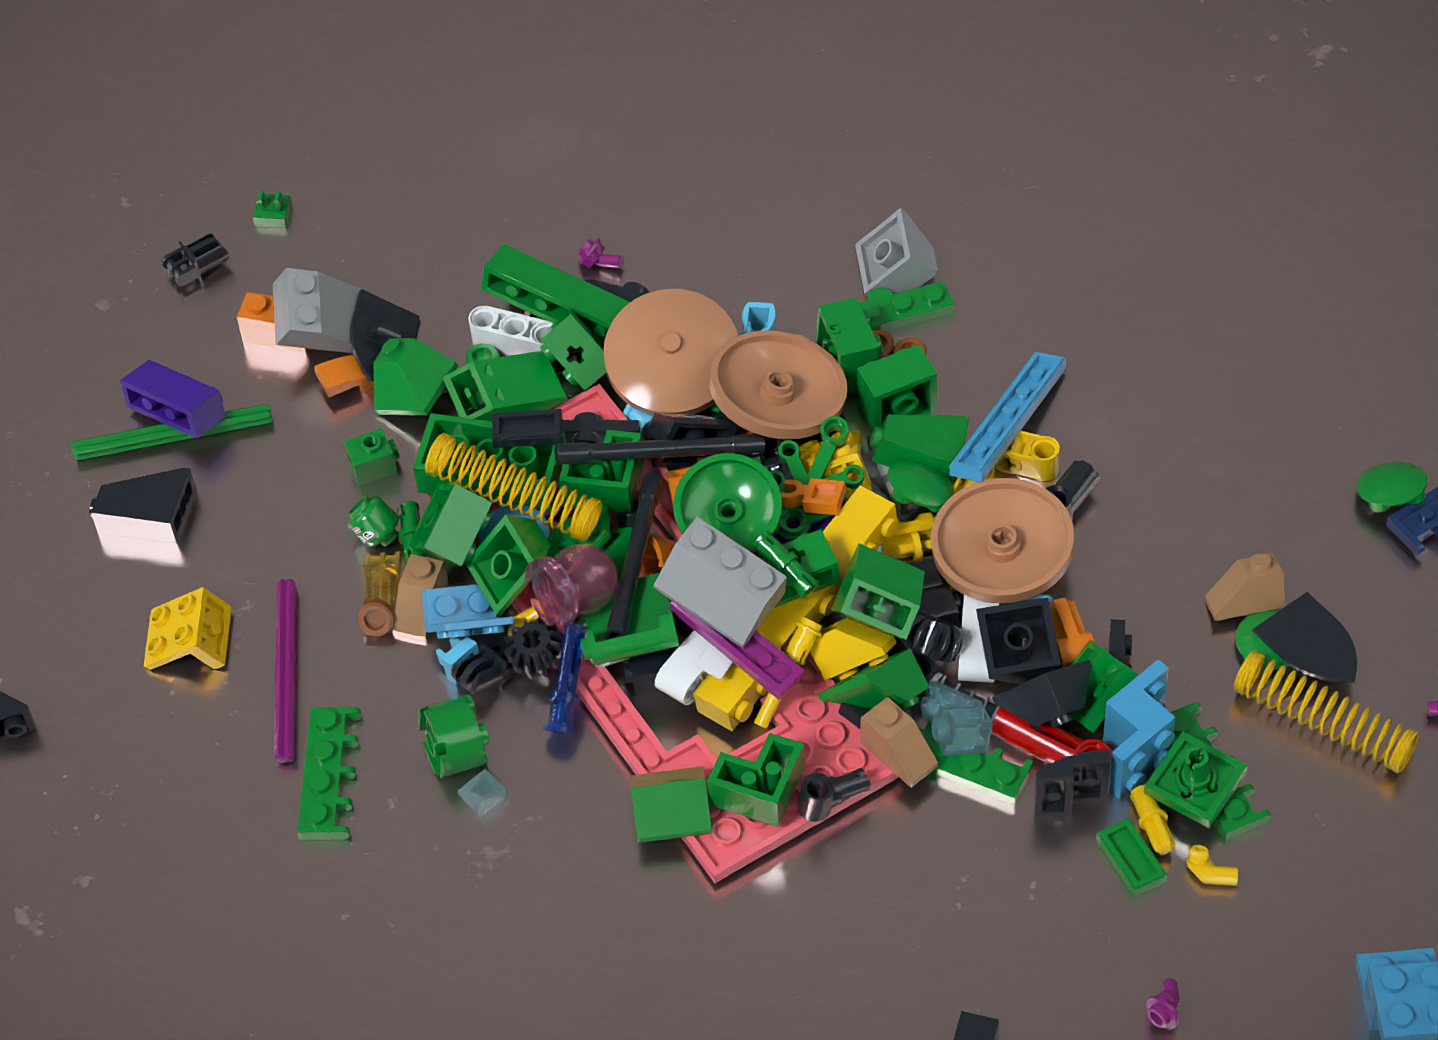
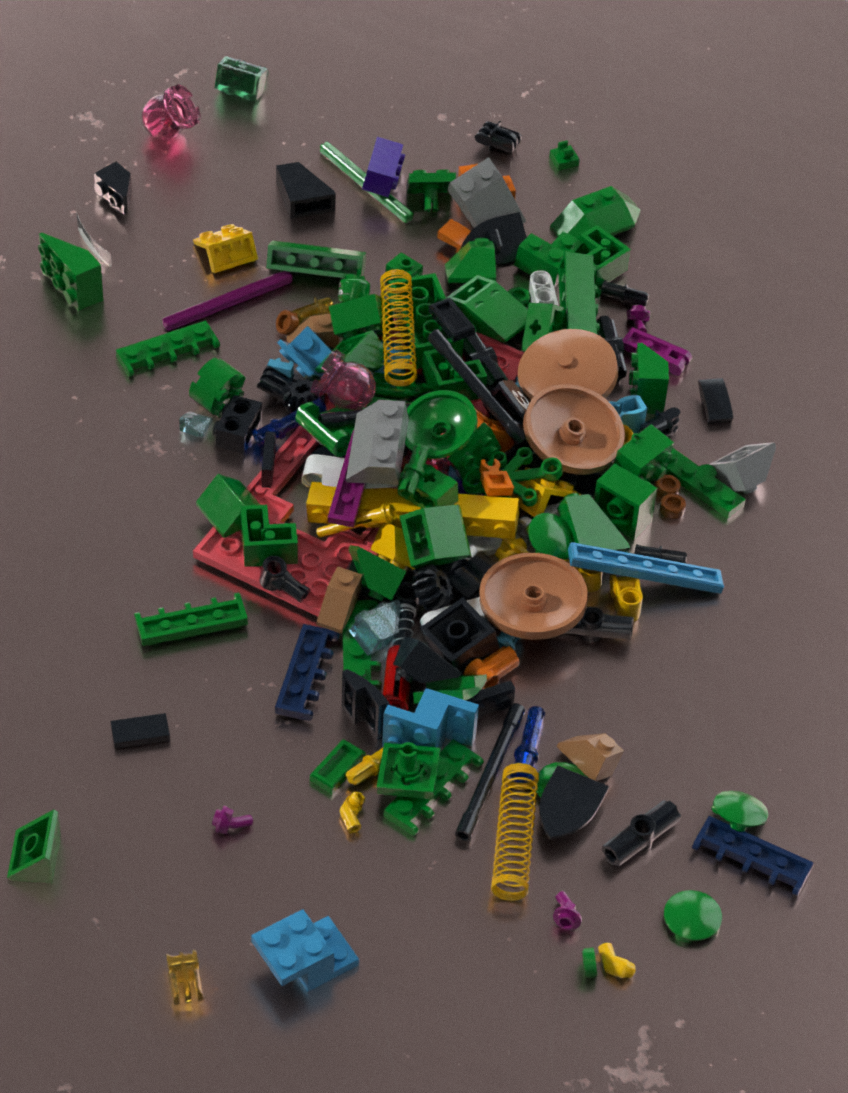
camera: 55 degrees right, 5 degrees down
(72, 787) = (100, 252): none -> sticker
(128, 826) = (71, 271): none -> green slope
(241, 361) = (430, 185): none -> green plate
(289, 540) = (315, 259): none -> green brick
(407, 224) = (604, 208): none -> green wedge
(447, 297) = (538, 255): none -> green brick
(475, 237) = (608, 254): none -> green brick
(527, 737) = (237, 422): none -> black brick
(547, 250) = (624, 293): none -> black axle
(619, 727) = (268, 459): none -> black tile
(662, 260) = (661, 347): none -> magenta plate
(721, 276) = (649, 378): none -> green slope
(773, 237) = (716, 400): none -> black slope
(789, 308) = (666, 422): none -> black arm
(824, 924) = (191, 621): none -> green hinge
(972, 832) = (303, 671): none -> dark blue hinge
(985, 397) = (672, 555): none -> black axle
(1215, 651) = (527, 751): none -> clear blue pin
(1275, 749) = (471, 816): none -> black piece
(1386, 605) = (650, 825): none -> black piece

